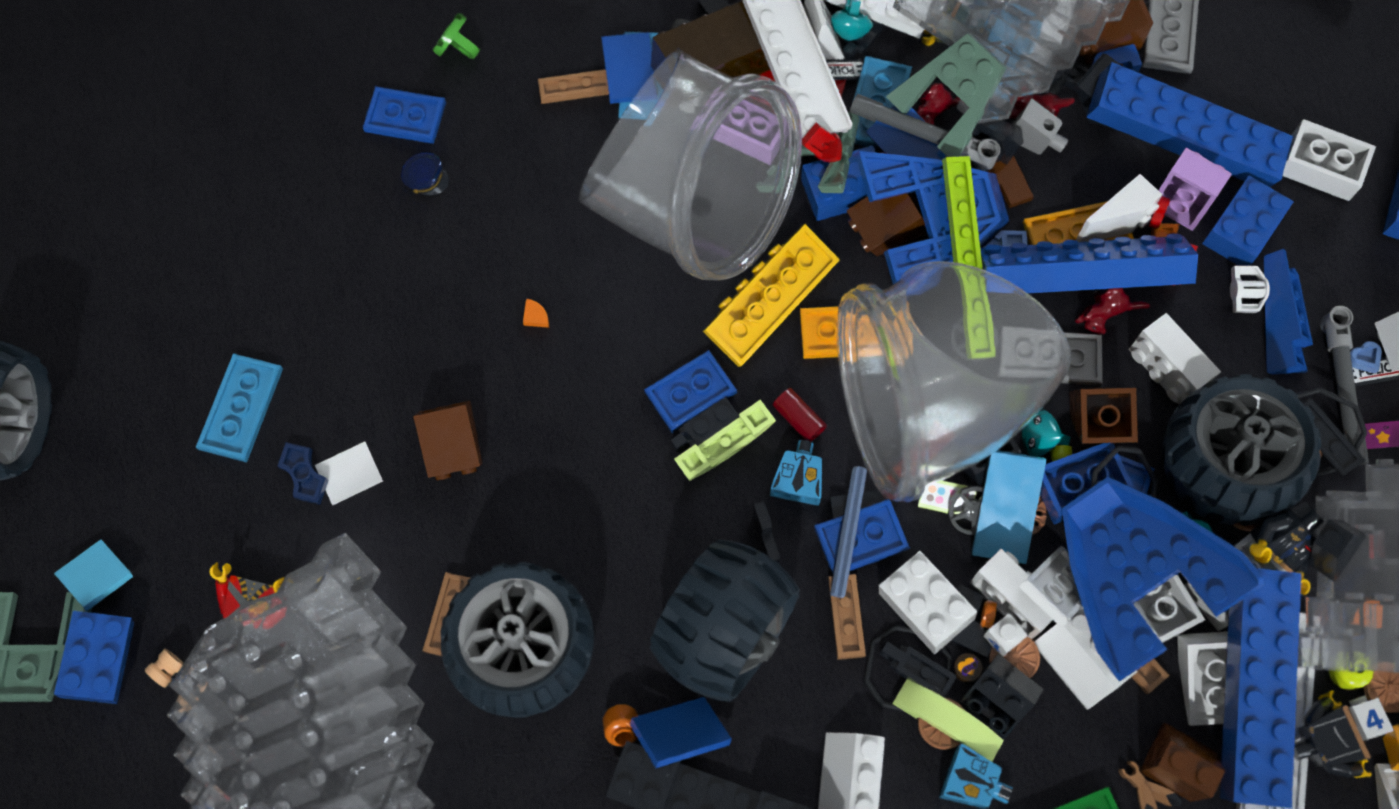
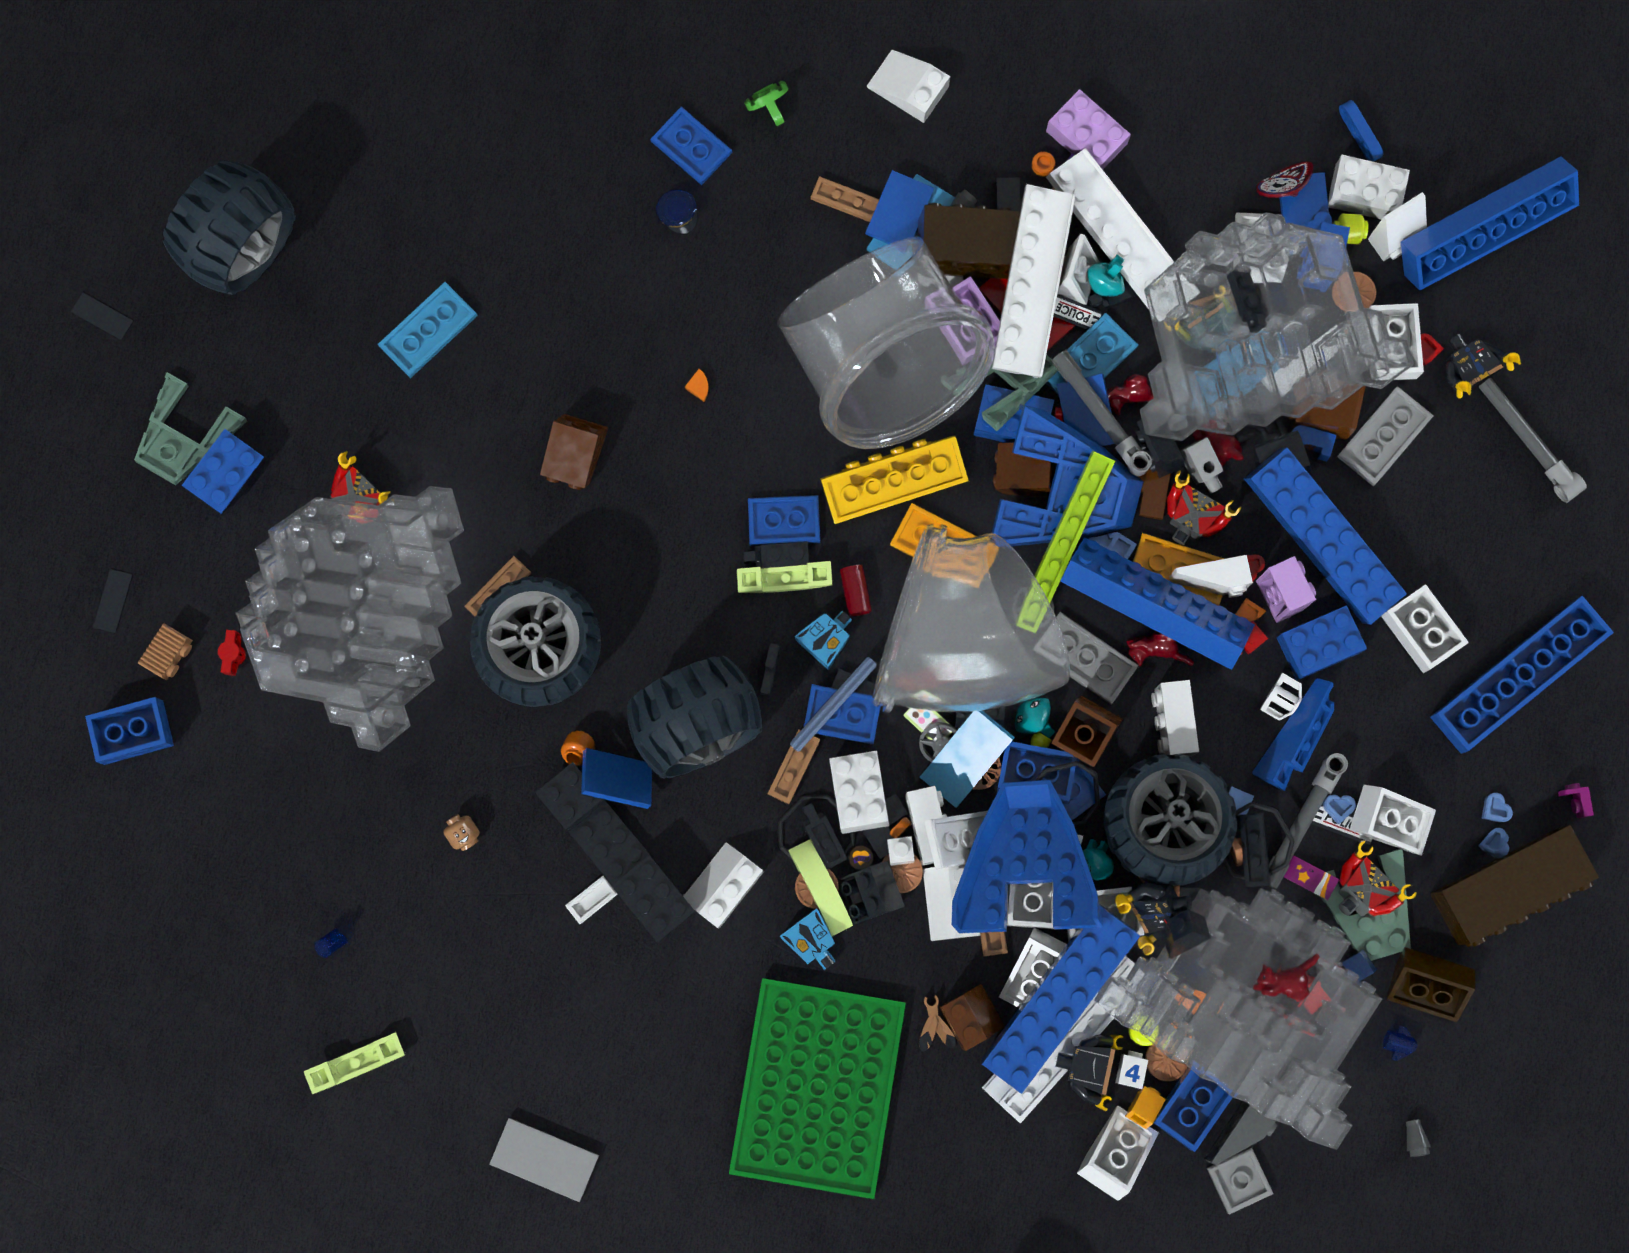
camera: 30 degrees right, 10 degrees up
(93, 575) = (252, 405): medium azure tile -> none
(164, 668) = (269, 508): light nougat wheel -> none
(298, 463) = (448, 403): dark blue tile -> none
(349, 473) = (483, 432): white sticker -> none
(823, 144) = (1008, 379): red tile -> none
(970, 73) = (1155, 392): sand green wing -> none
(1059, 174) = (1195, 513): none -> torso
(1159, 213) = (1252, 593): red tile -> none

